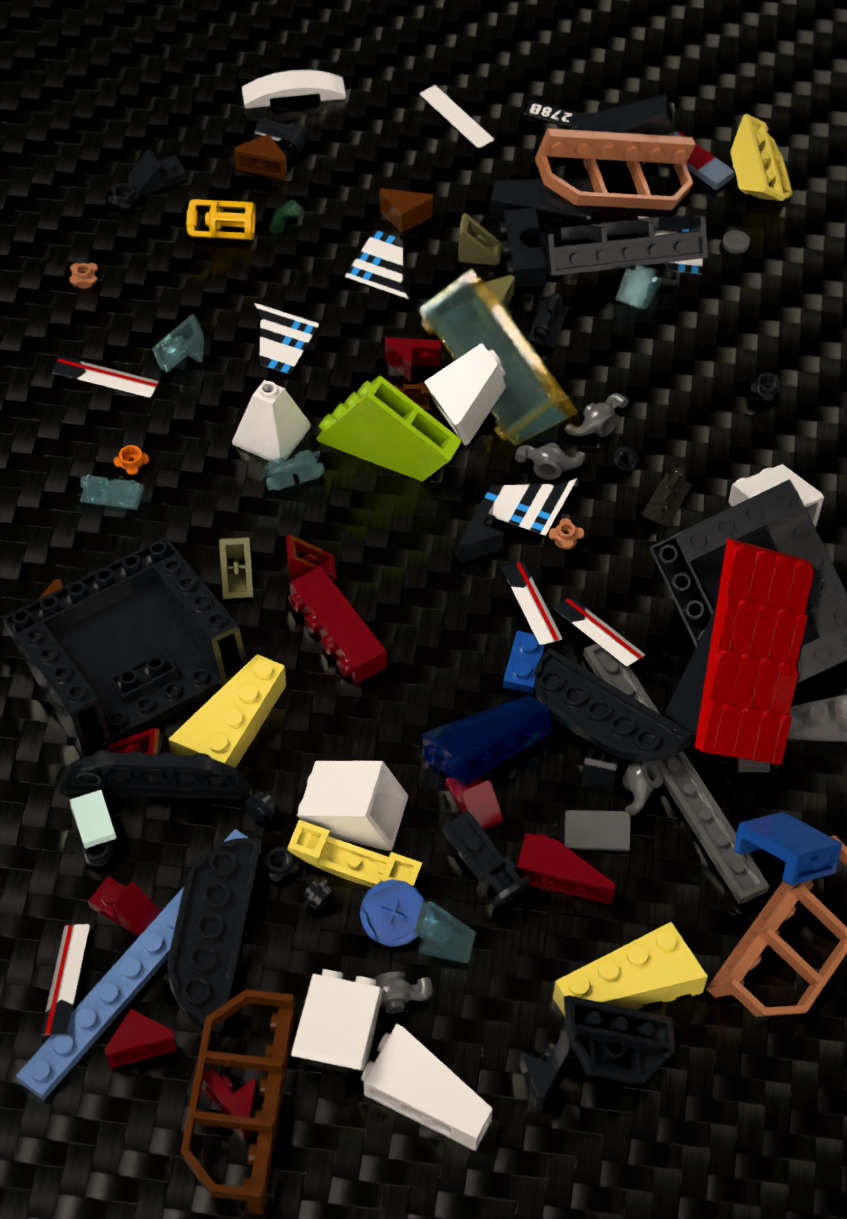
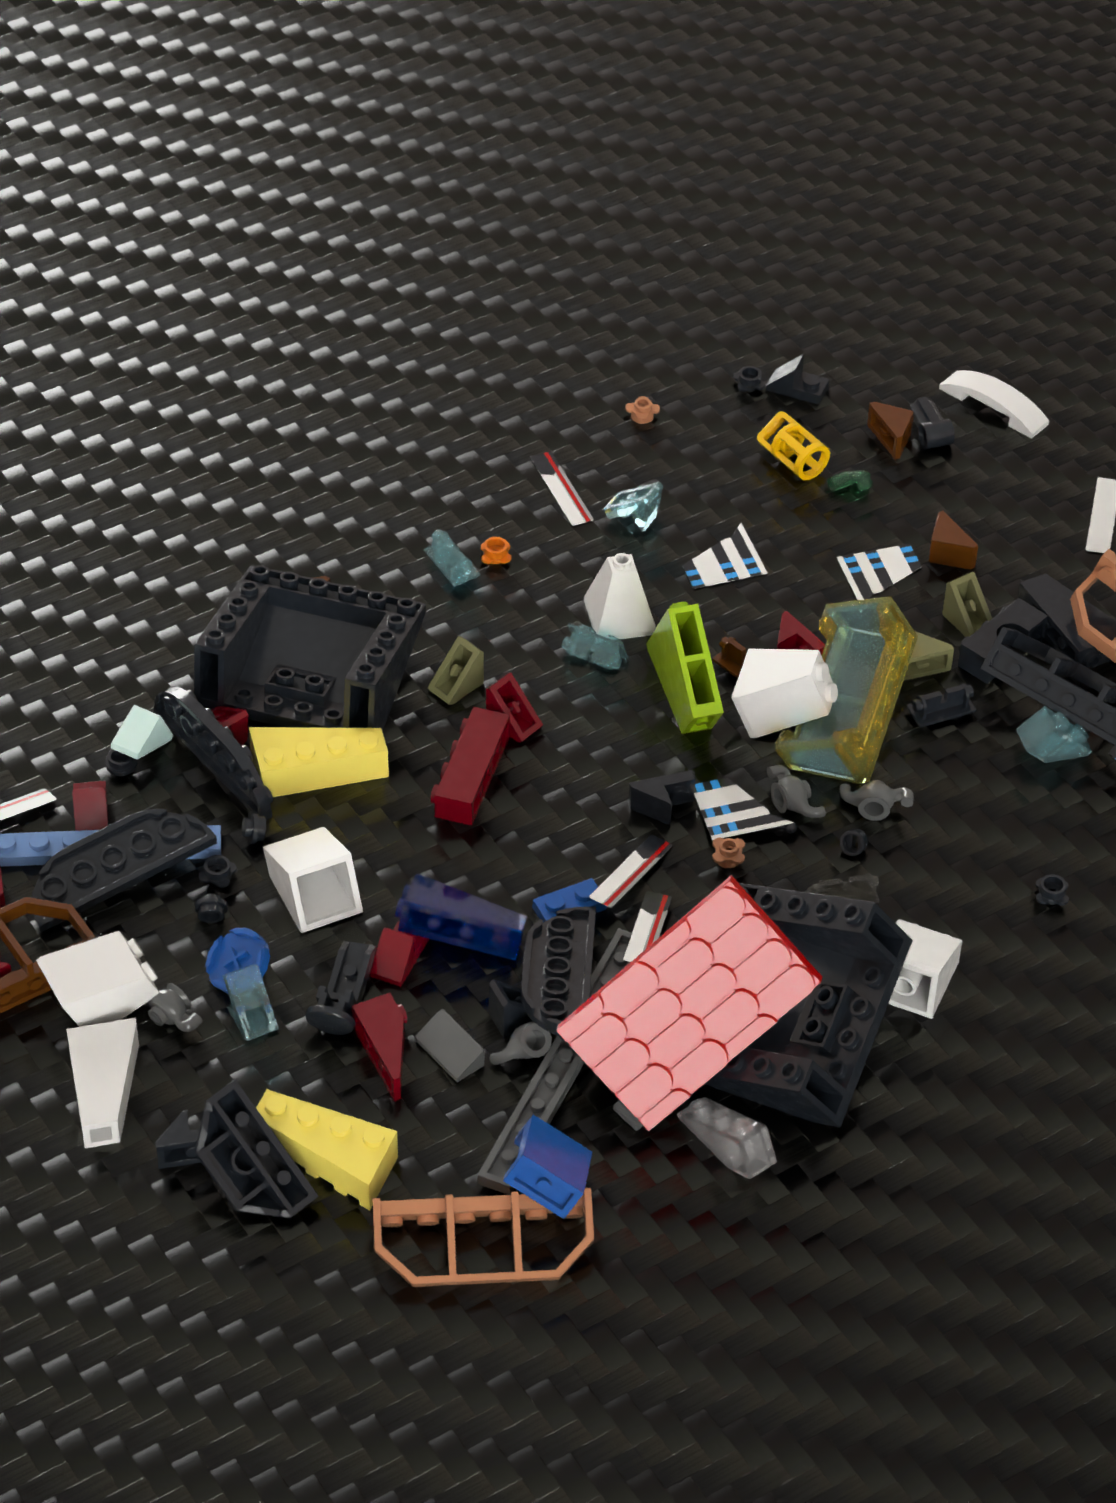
camera: 50 degrees right, 10 degrees down
(347, 860) = (261, 905): light yellow slope -> none

